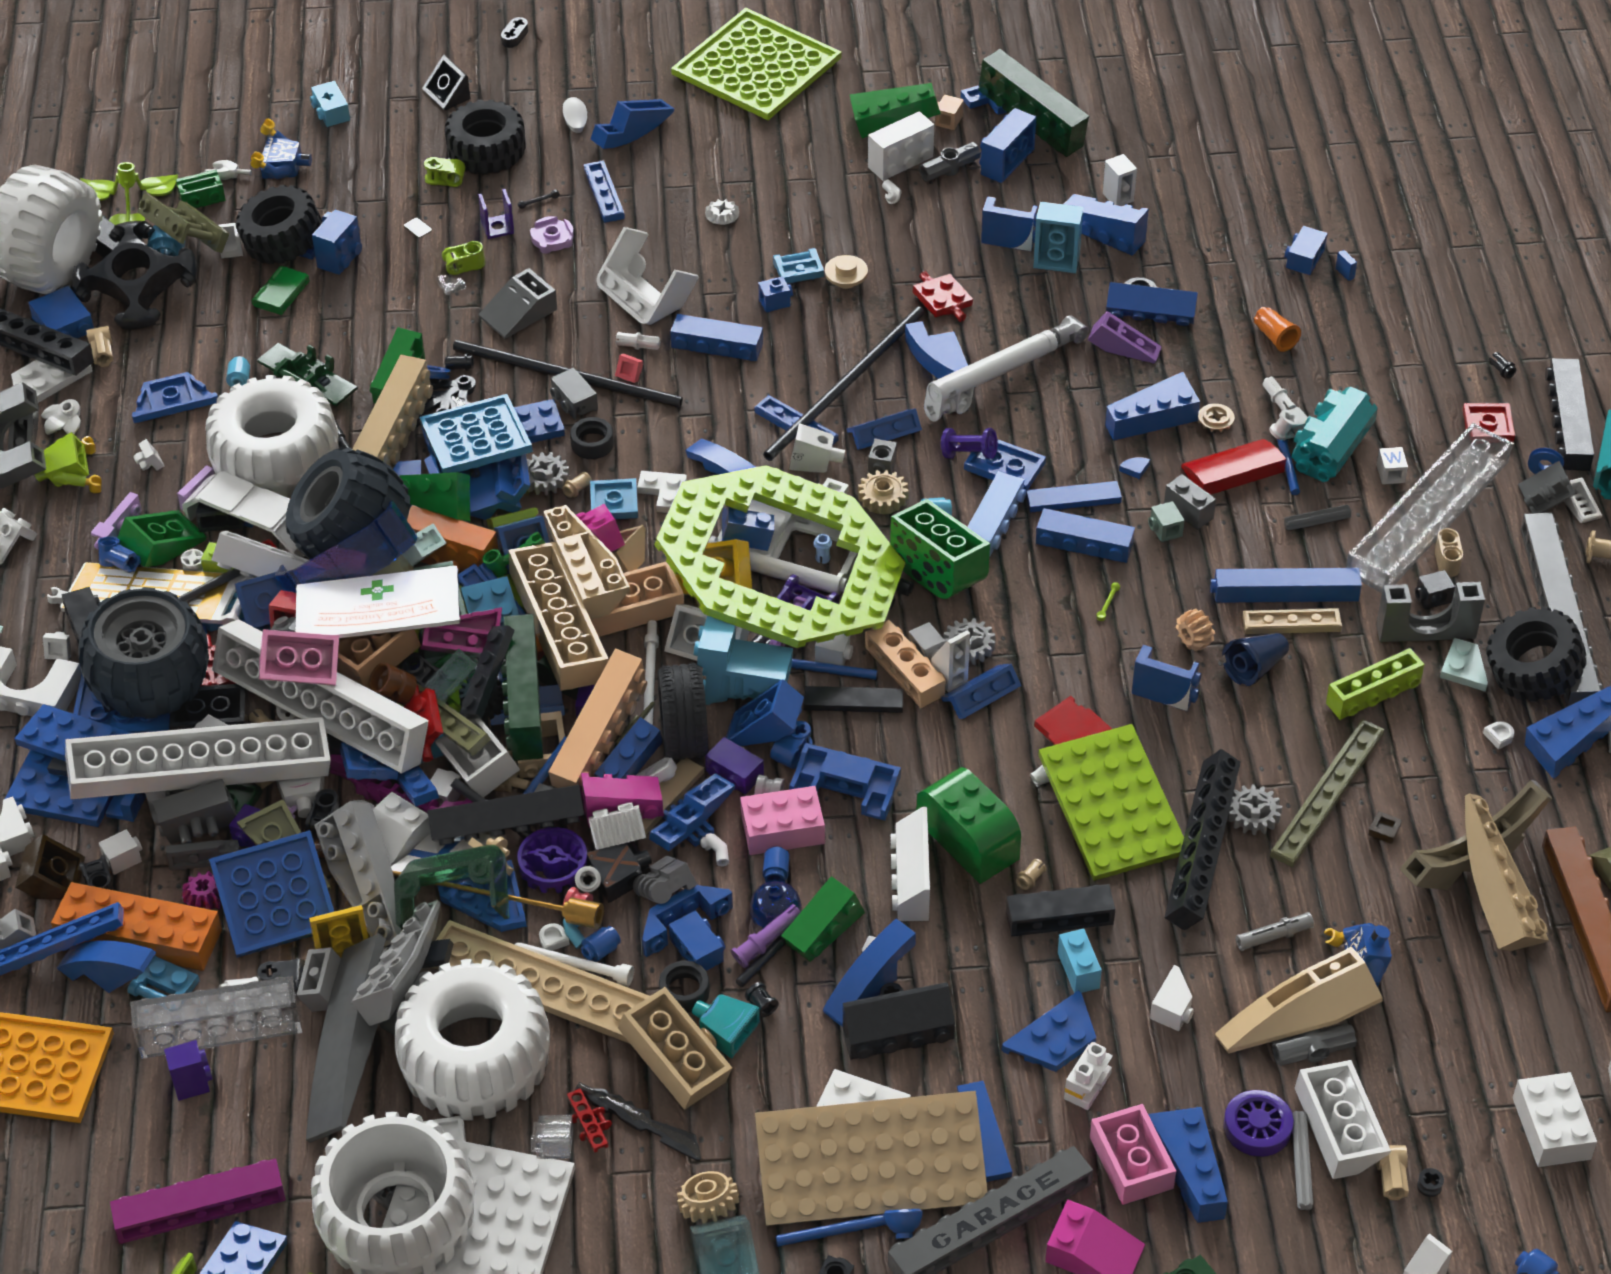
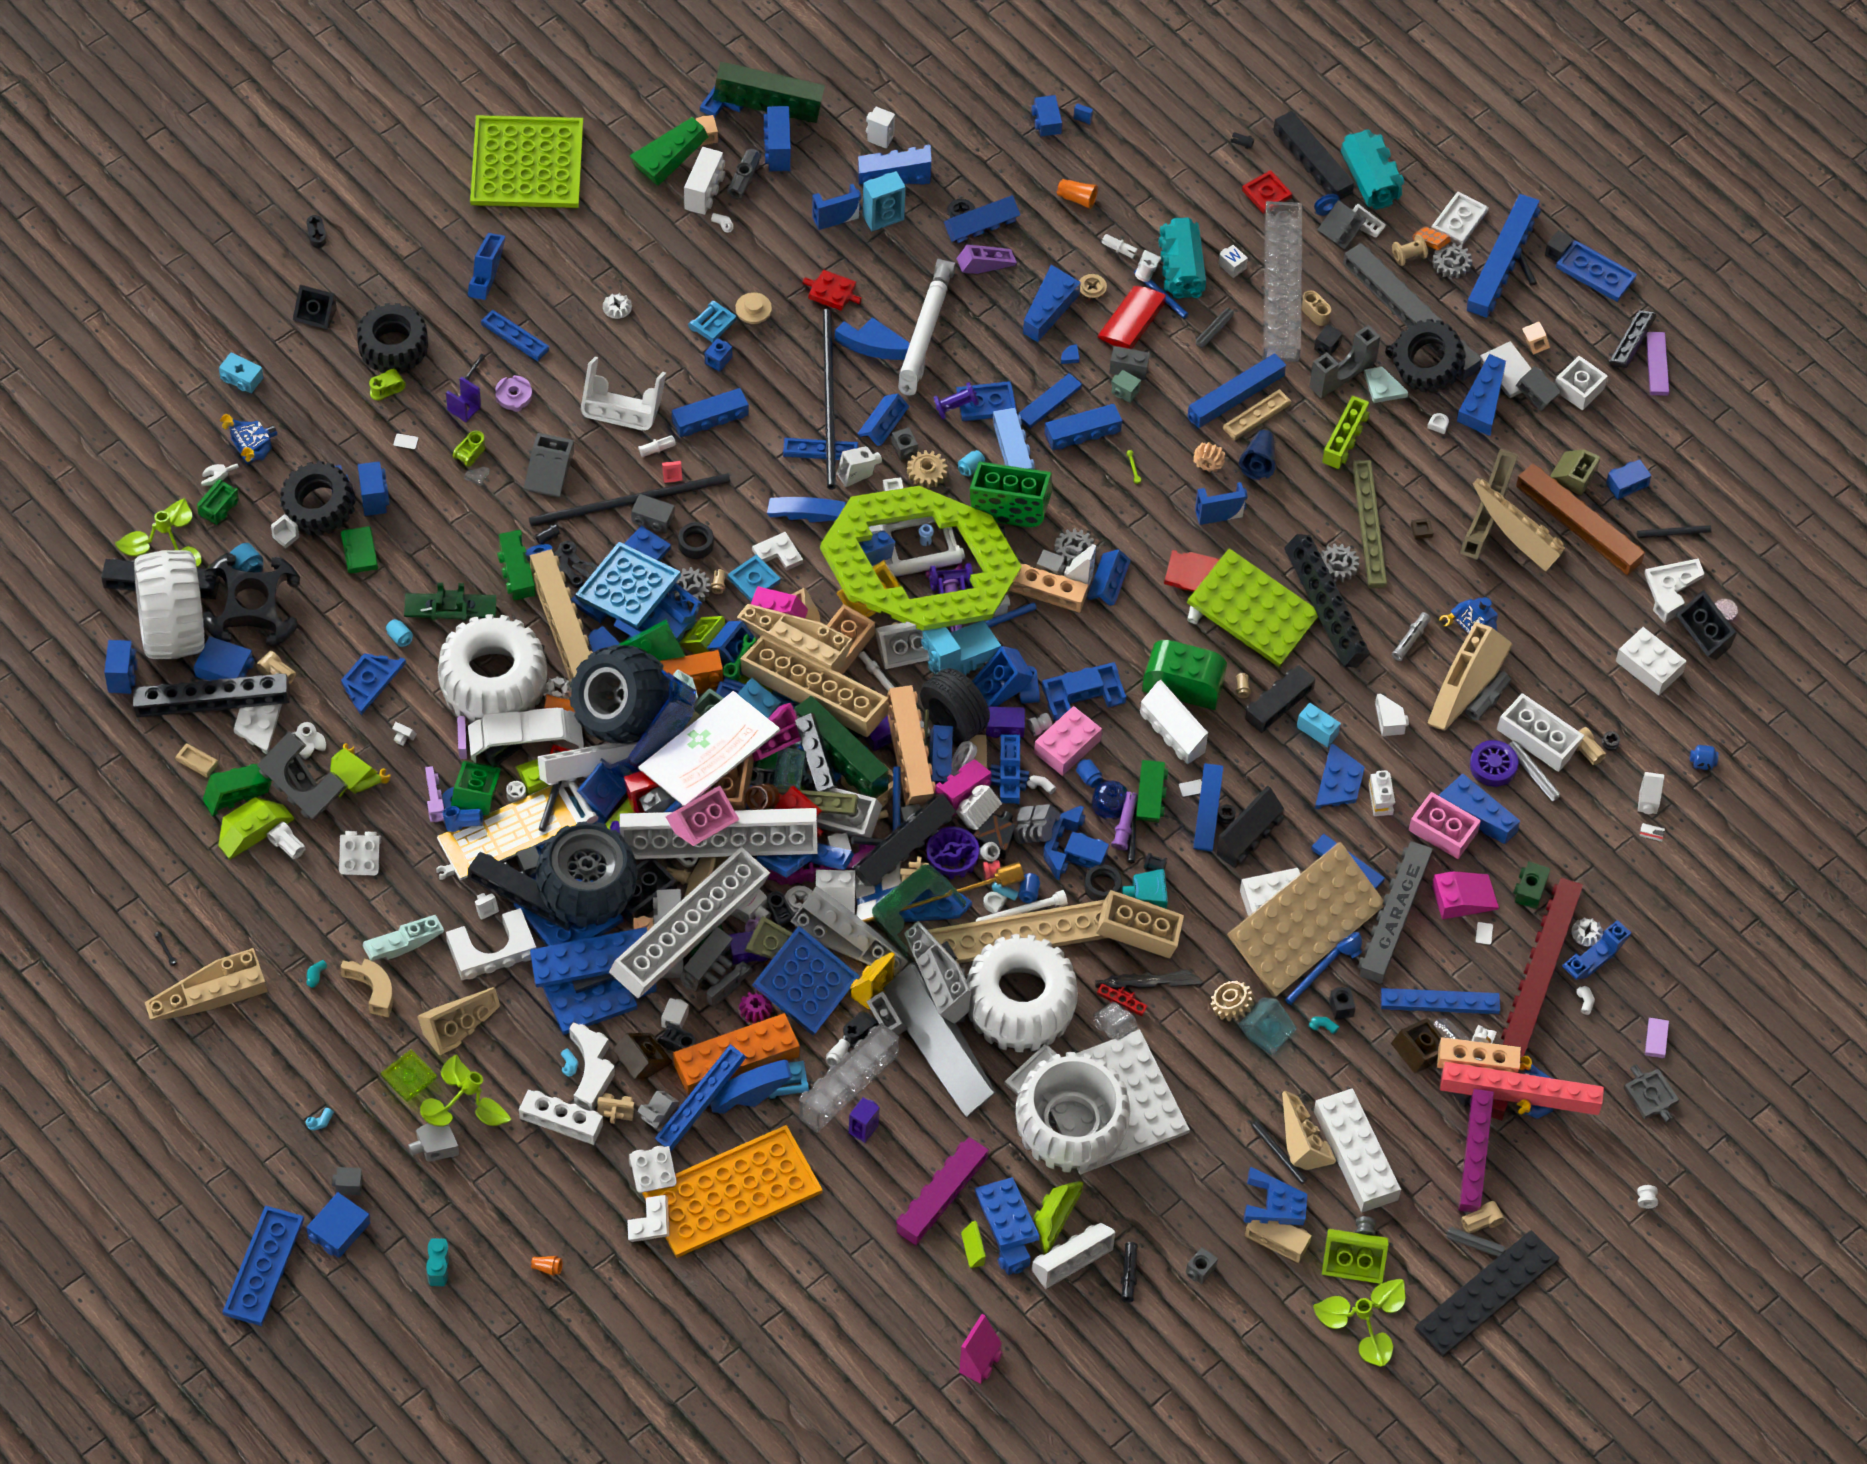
camera: 40 degrees left, 10 degrees up
(183, 222) = (248, 537): olive fence -> none
(575, 114) = (433, 280): white arm -> none
(853, 699) = (1037, 630): black tile -> none

